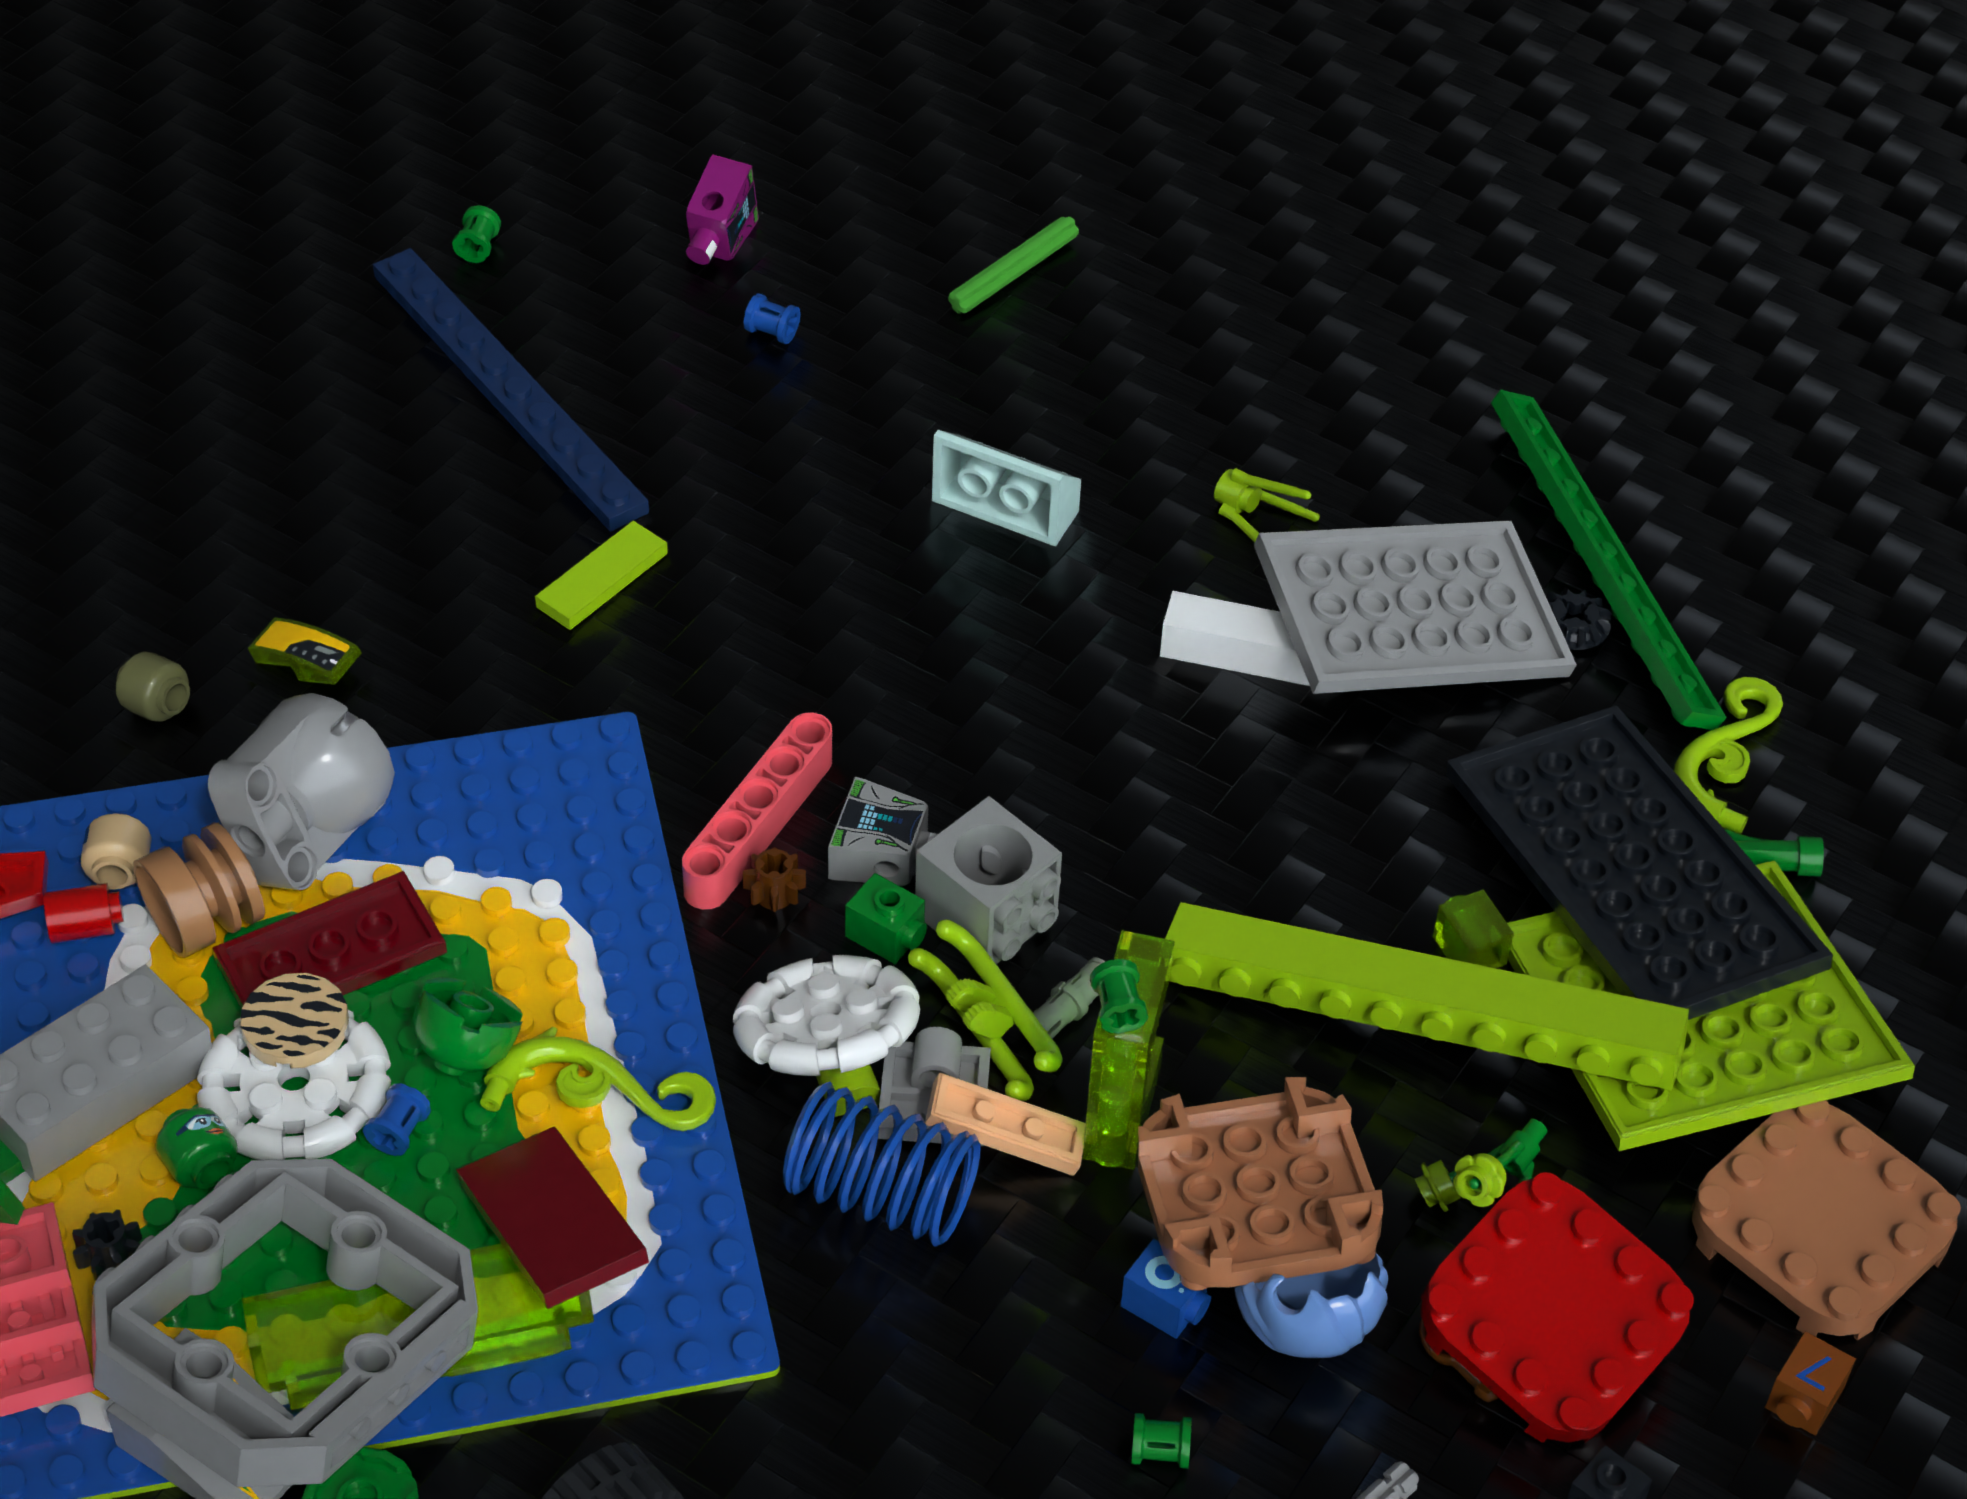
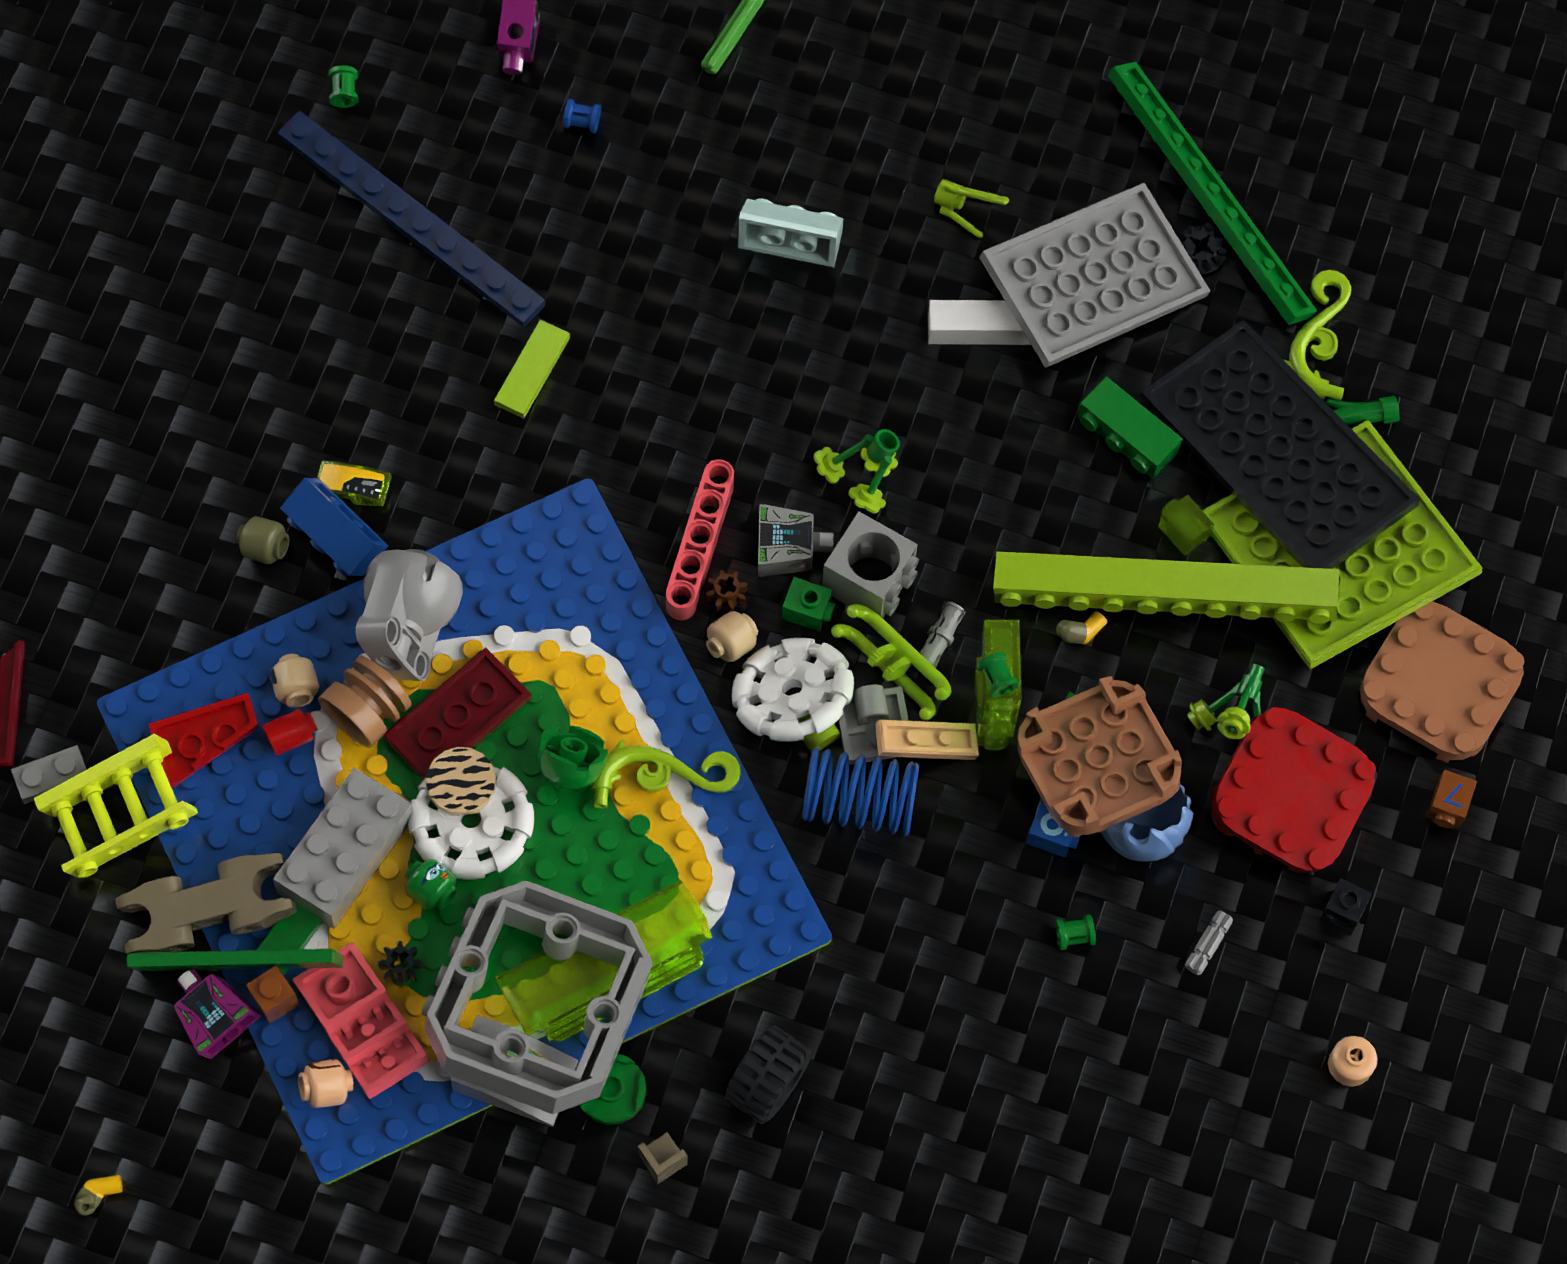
camera: 15 degrees left, 20 degrees up
(242, 673) = (332, 527): none -> blue brick
(397, 1119) = (547, 832): blue bush -> none
(552, 1217) = (669, 879): dark red tile -> none
(762, 934) = (731, 636): none -> tan head
(1044, 762) = (879, 457): none -> plant
(1282, 1040) = (1081, 632): none -> arm
(1419, 801) = (1129, 428): none -> green brick

